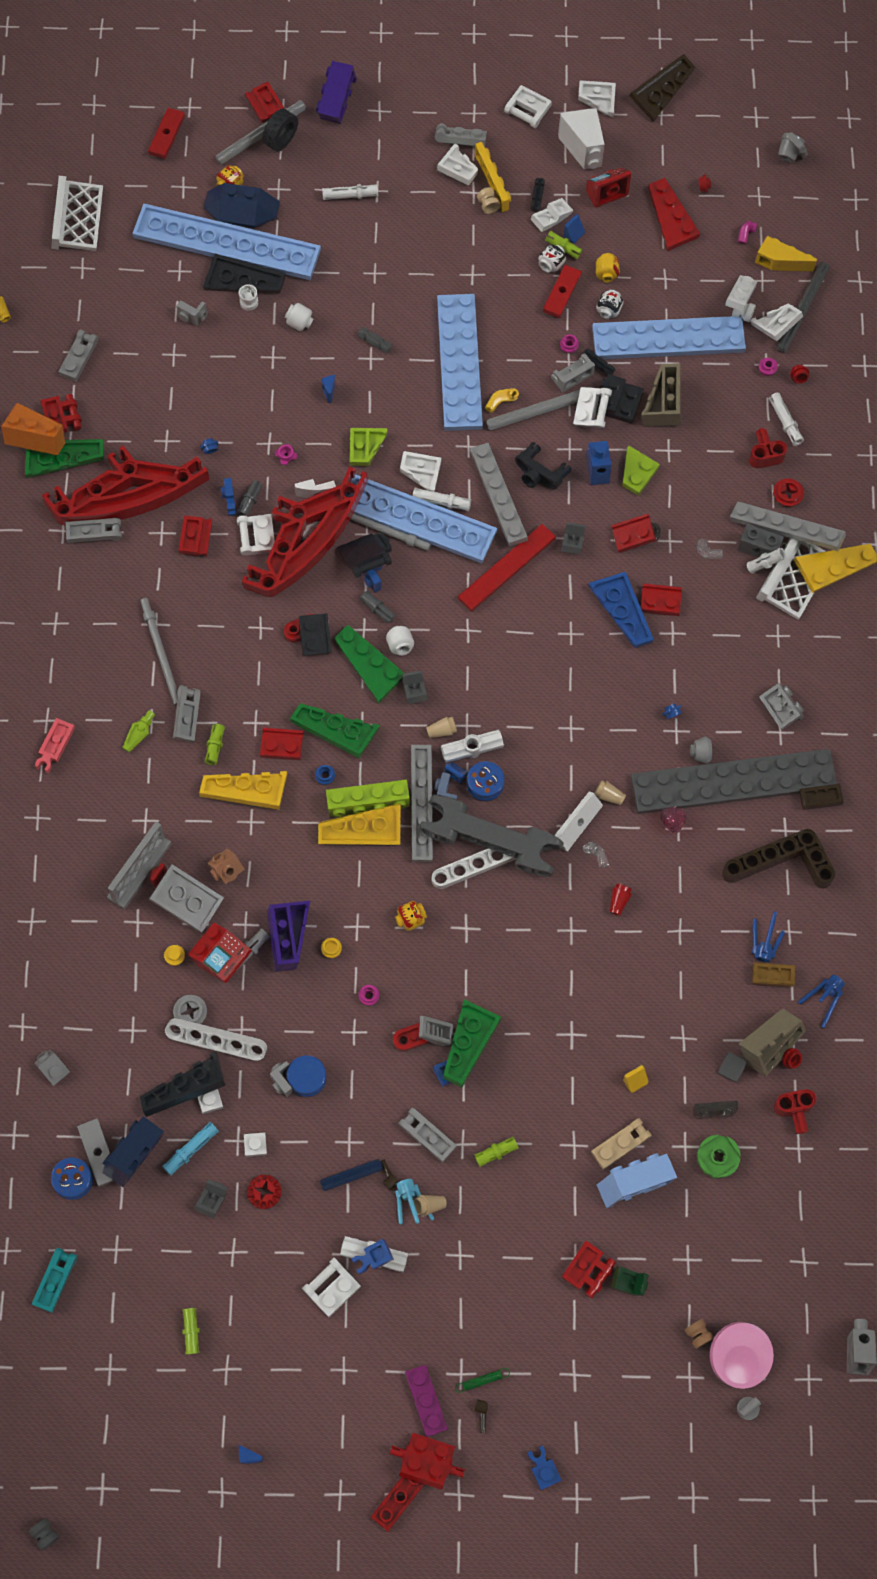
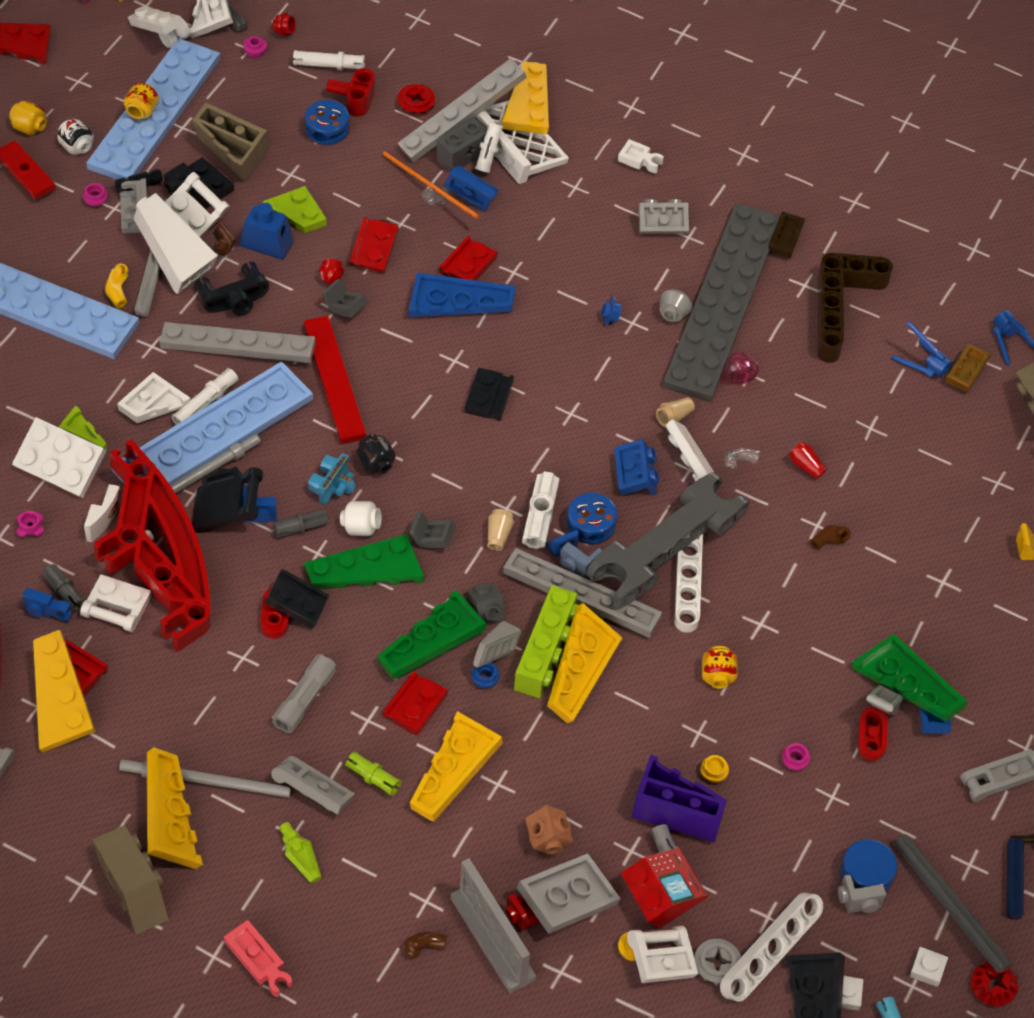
camera: 65 degrees left, 15 degrees down
(66, 646) = (132, 878): none -> dark tan wedge
(115, 830) = (421, 940): none -> reddish brown arm
(116, 644) = (167, 812): none -> yellow wing
(167, 540) = (59, 698): none -> yellow wing
(168, 979) = (663, 963): none -> white plate
(235, 674) = (293, 708): none -> light grey axle
(306, 1139) = (952, 903): none -> dark grey axle
(341, 441) = (59, 457): none -> white plate
(347, 769) = (497, 644): none -> light grey slope
(379, 748) = (487, 602): none -> dark grey bracket
(421, 610) = (336, 481): none -> dark azure hips
(456, 623) = (376, 454): none -> black head
(544, 790) = (636, 467): none -> blue bracket
(549, 412) = (173, 243): none -> white slope
(553, 668) = (489, 394): none -> black plate
(565, 941) = (830, 534): none -> reddish brown arm
(581, 443) = (226, 240): none -> reddish brown arm
(593, 518) = (331, 270): none -> red plate
(660, 324) = (141, 101): none -> yellow head
(711, 541) = (431, 185): none -> orange axle
(726, 447) = (327, 122): none -> blue head
(727, 568) = (471, 187): none -> blue panel
(831, 661) = (636, 155): none -> white plate

